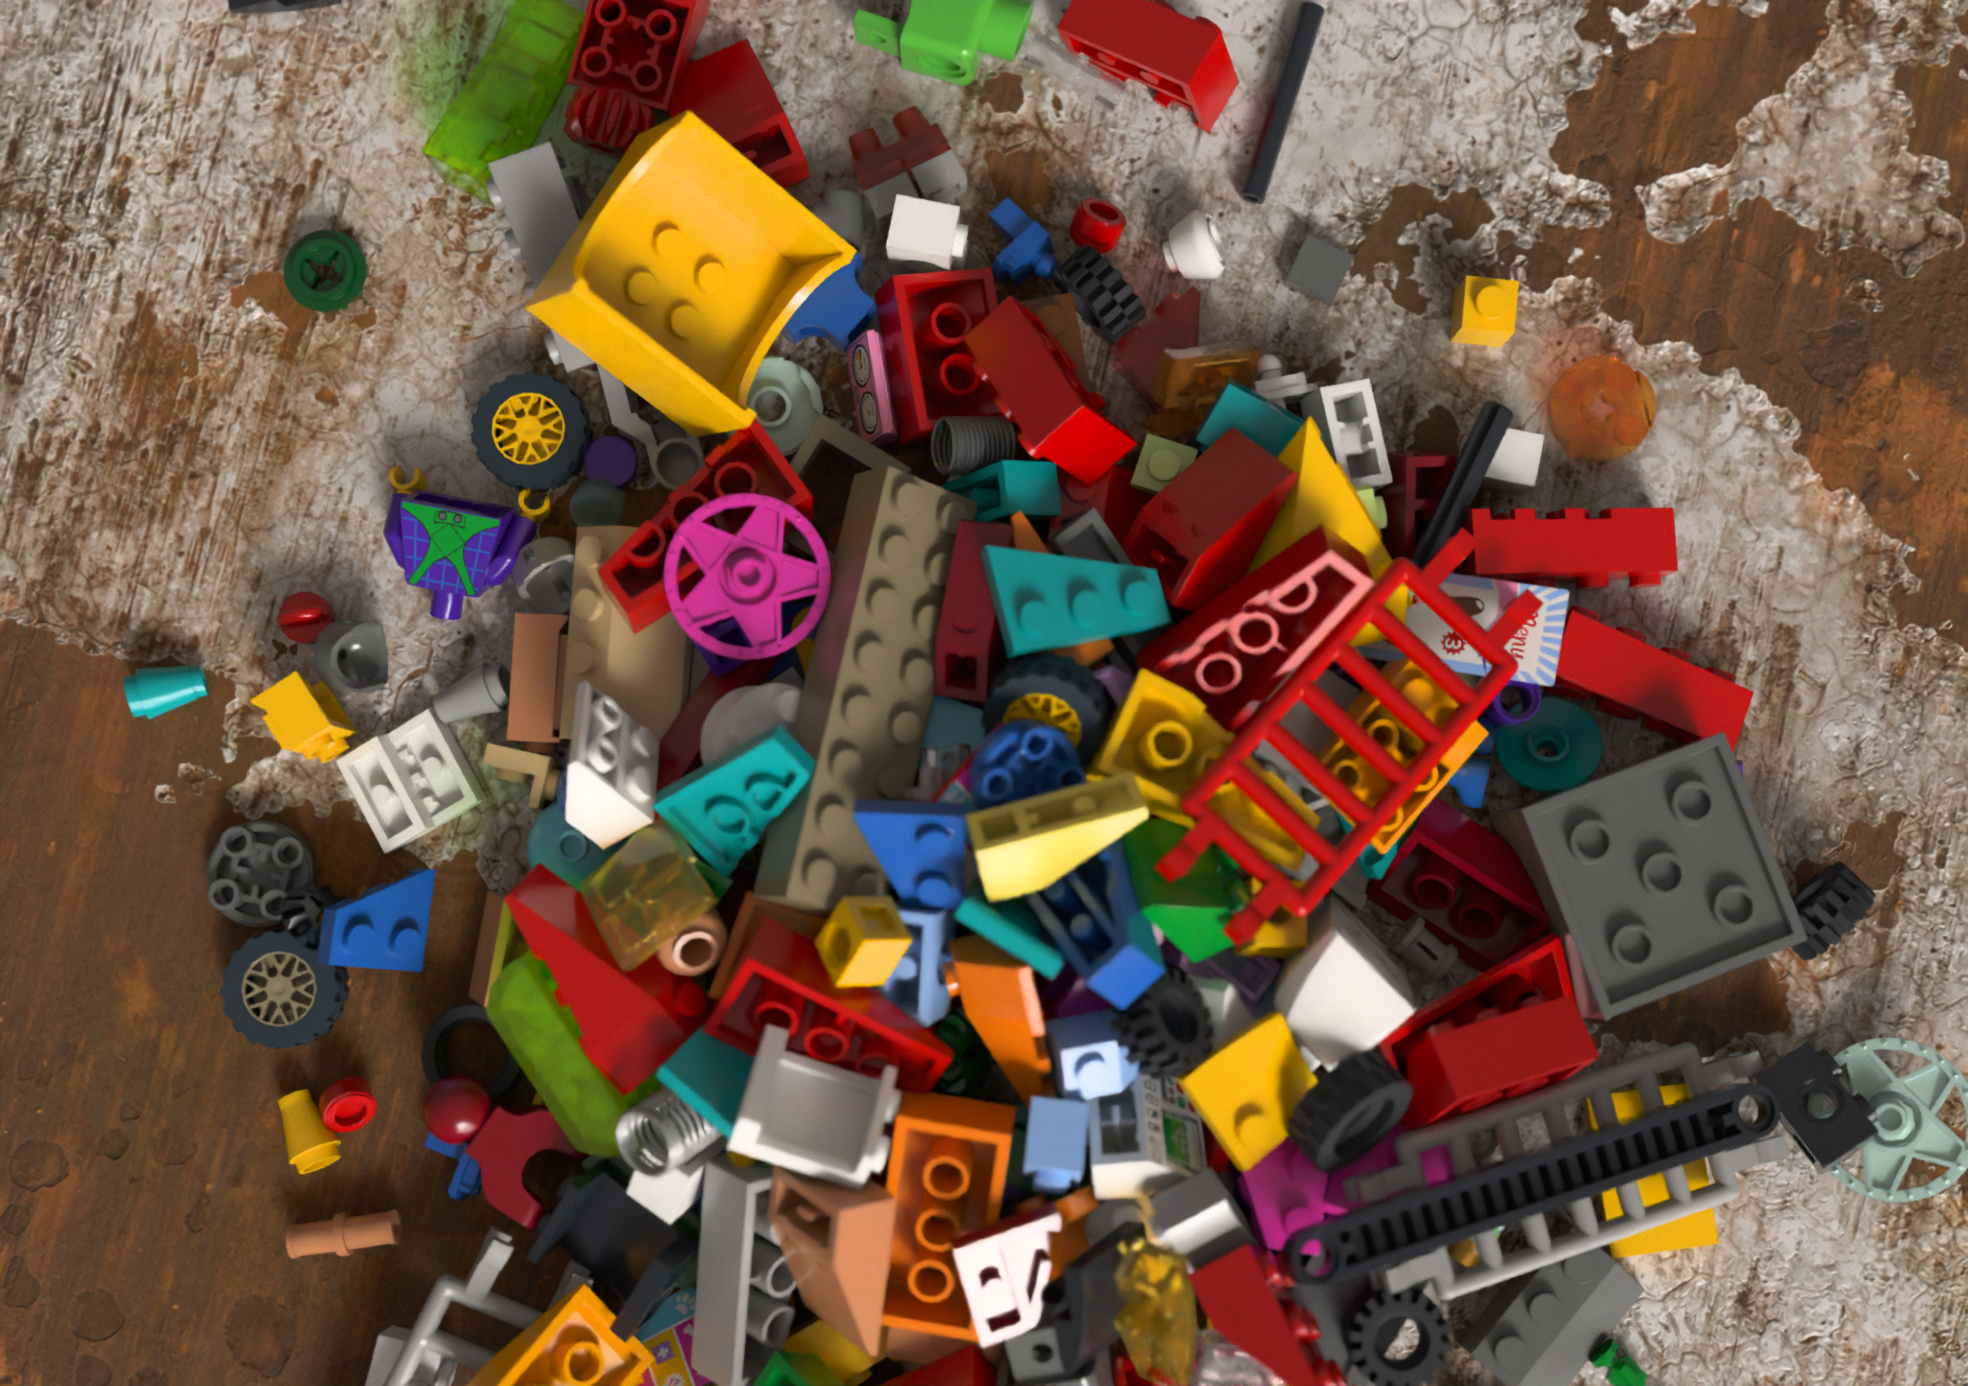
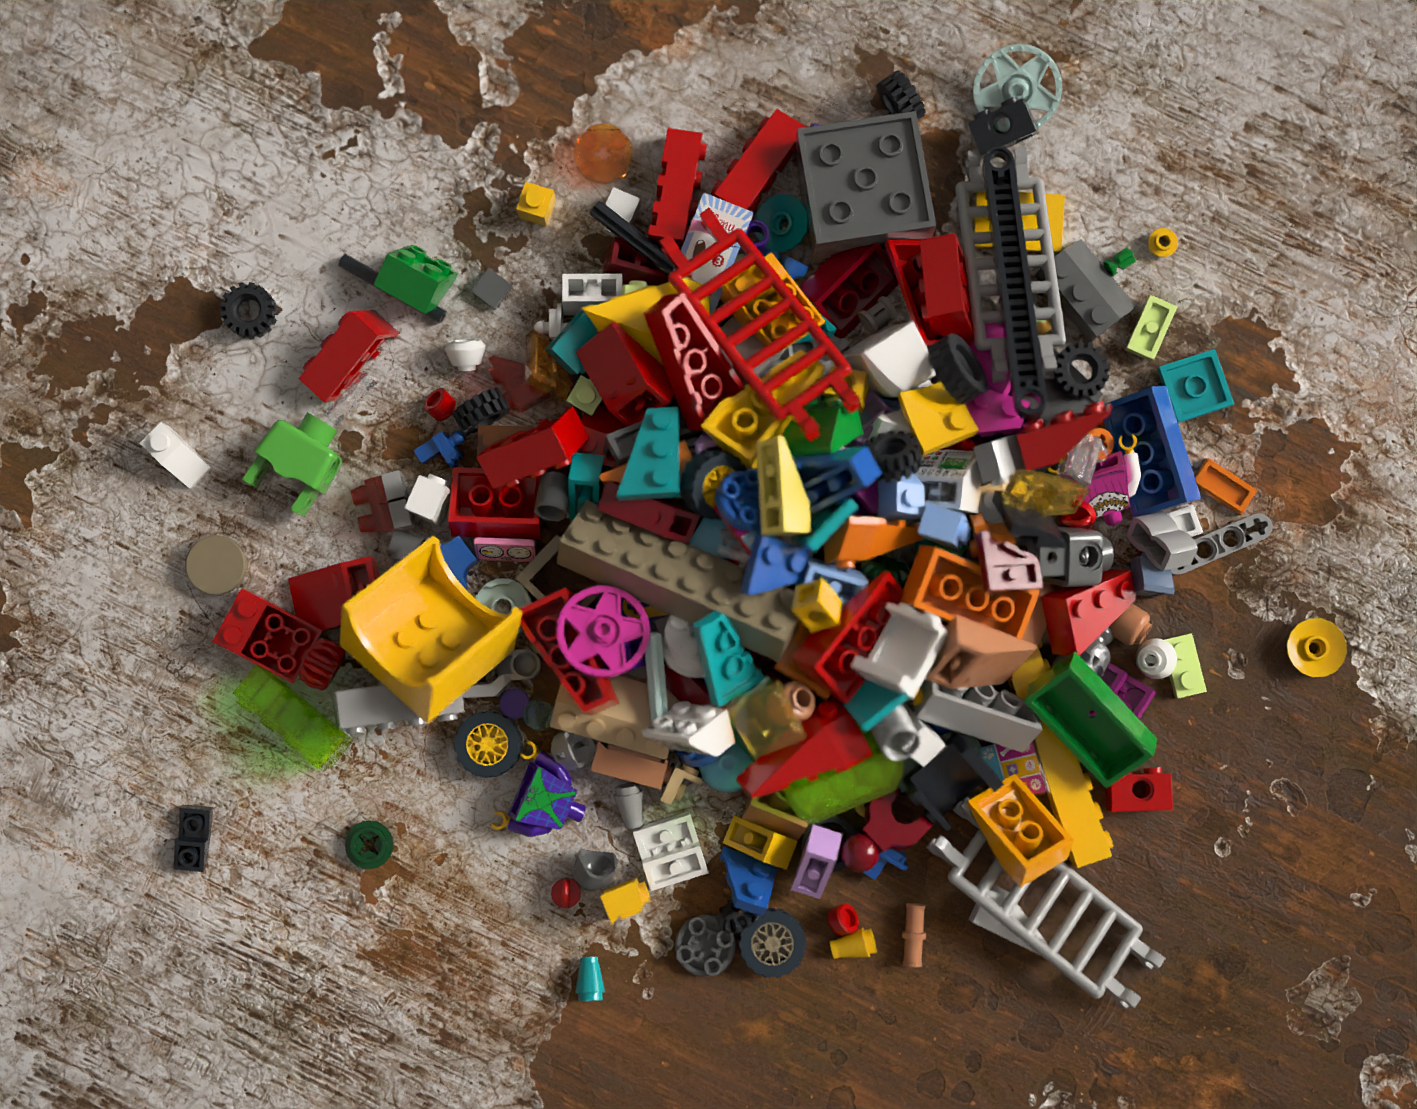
camera: 80 degrees left, 0 degrees up
(431, 1037) = (816, 861): none -> lavender slope
(449, 932) = (760, 842): none -> yellow slope
(692, 687) = (656, 676): none -> light aqua axle
(1306, 133) = (415, 278): none -> green slope

